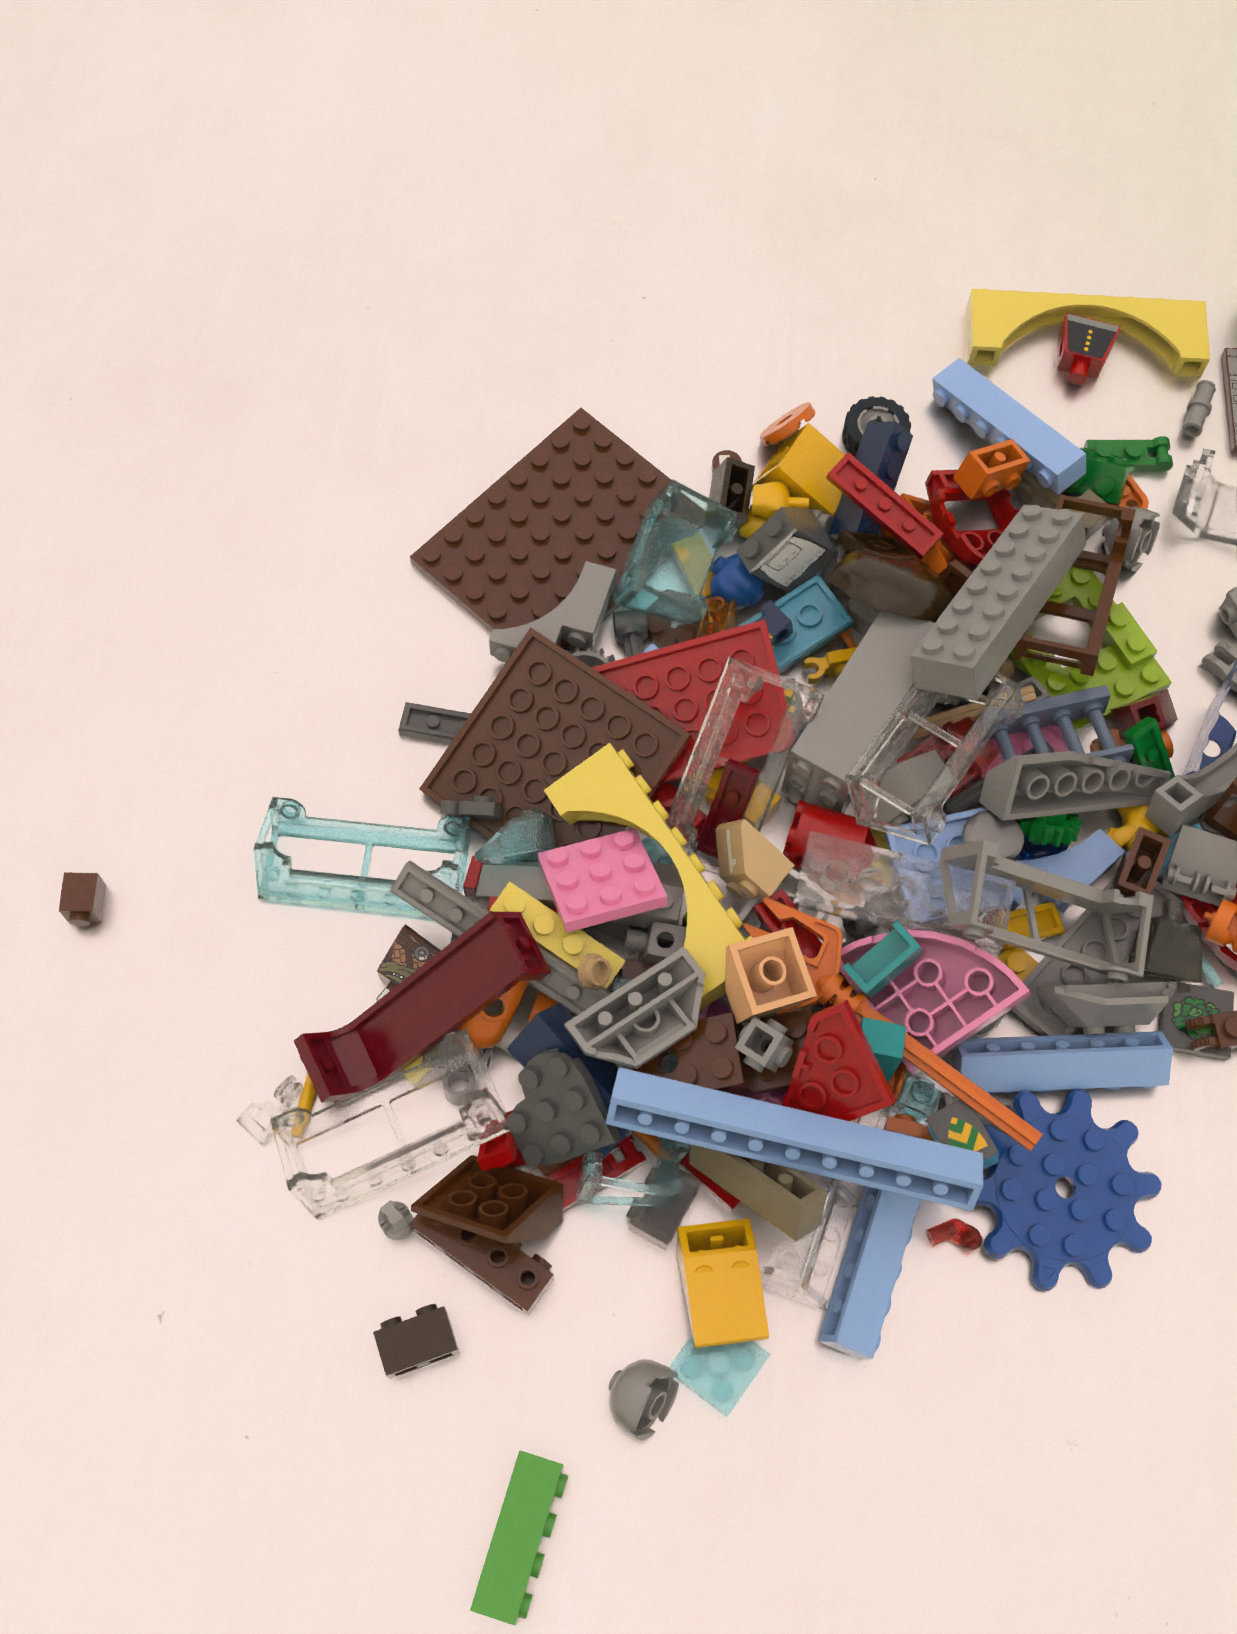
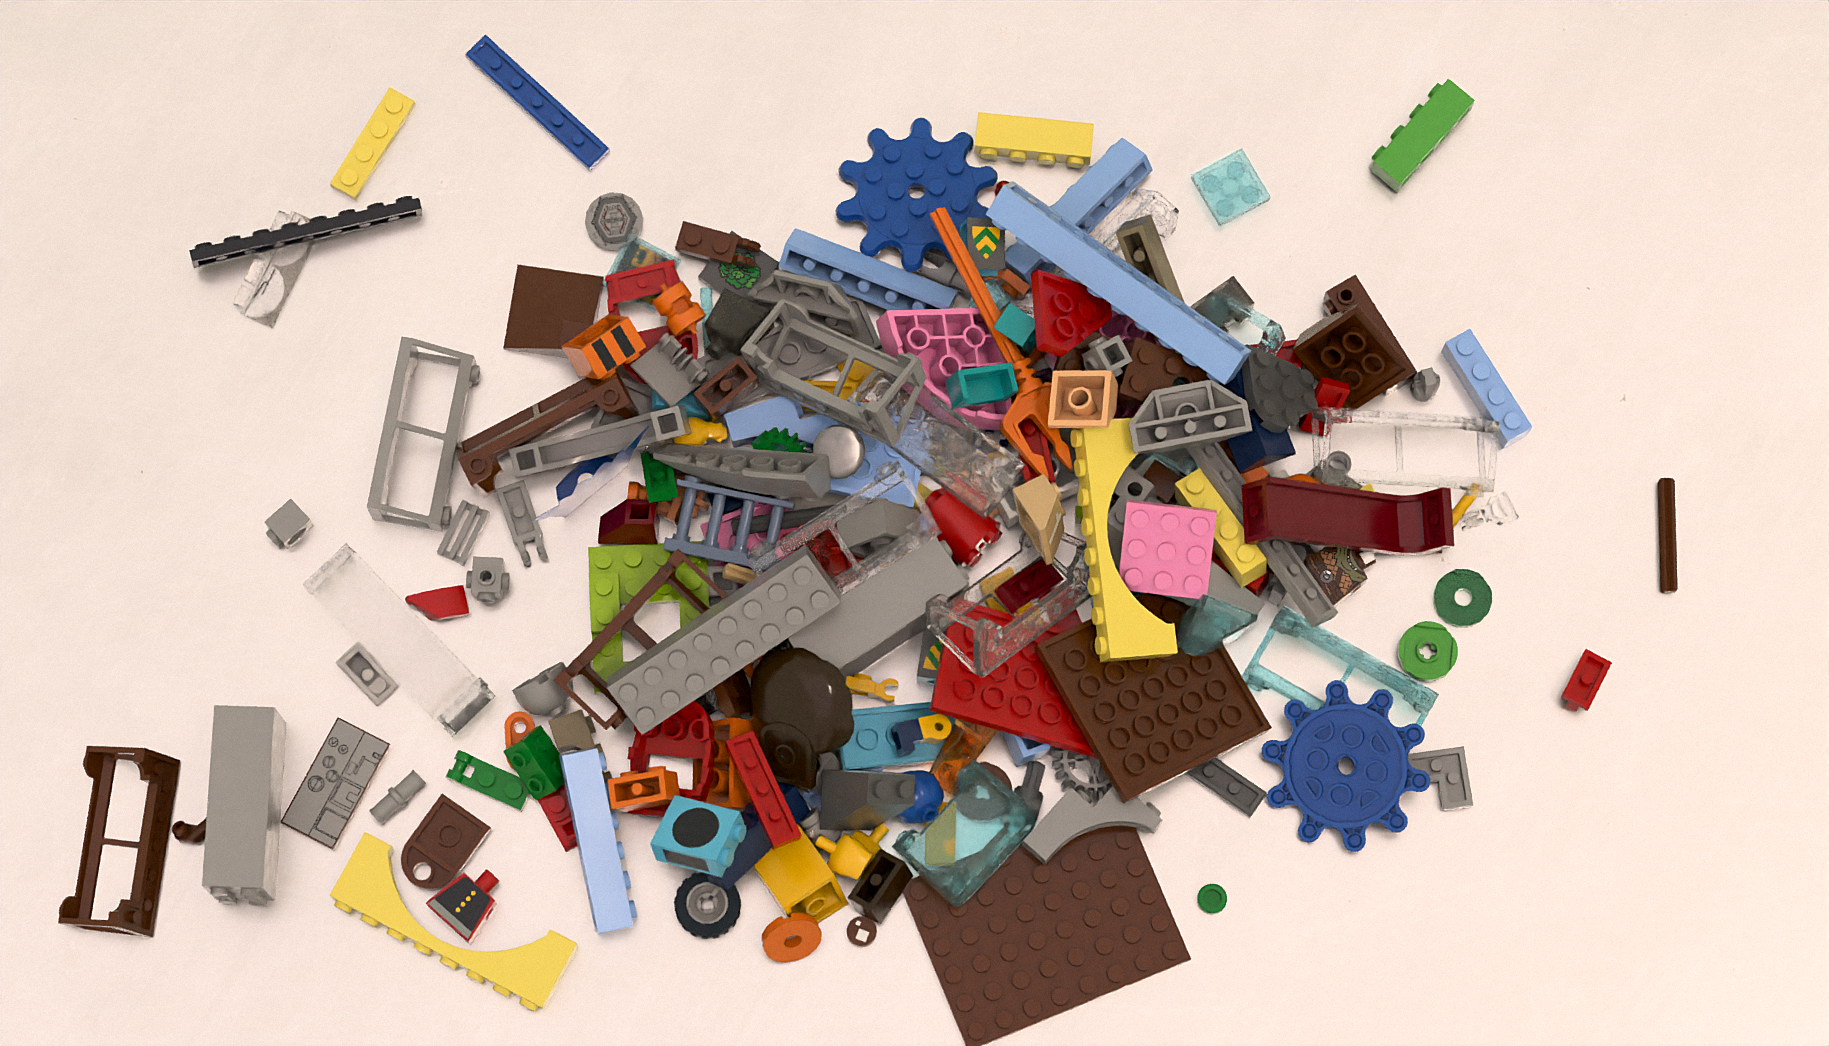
camera: 155 degrees left, 10 degrees up
(58, 1173) = (1667, 535): none -> reddish brown axle
(82, 898) = (1582, 750): reddish brown brick -> none
(101, 969) = (1585, 680): none -> red plate
(221, 824) = (1450, 771): none -> light grey plate
(272, 1026) = (1450, 610): none -> clear green tile
(299, 945) = (1437, 665): none -> bright green plate
(323, 1246) = (1486, 387): none -> light blue brick
(334, 744) = (1312, 761): none -> blue plate
(412, 618) = (1212, 899): none -> green tile
(415, 1341) = (1442, 294): dark brown brick -> none
(472, 878) = (1256, 629): red tile -> none
(480, 808) = (1235, 677): dark grey plate -> none
(593, 971) = (1207, 474): tan plate -> none
(641, 1395) = (1298, 186): light grey cylinder -> none
(722, 1282) = (1206, 230): yellow slope -> none
(921, 437) = (698, 836): none -> medium azure brick
(969, 1314) = (1033, 139): none -> light yellow brick
(1134, 390) = (443, 842): none -> reddish brown plate

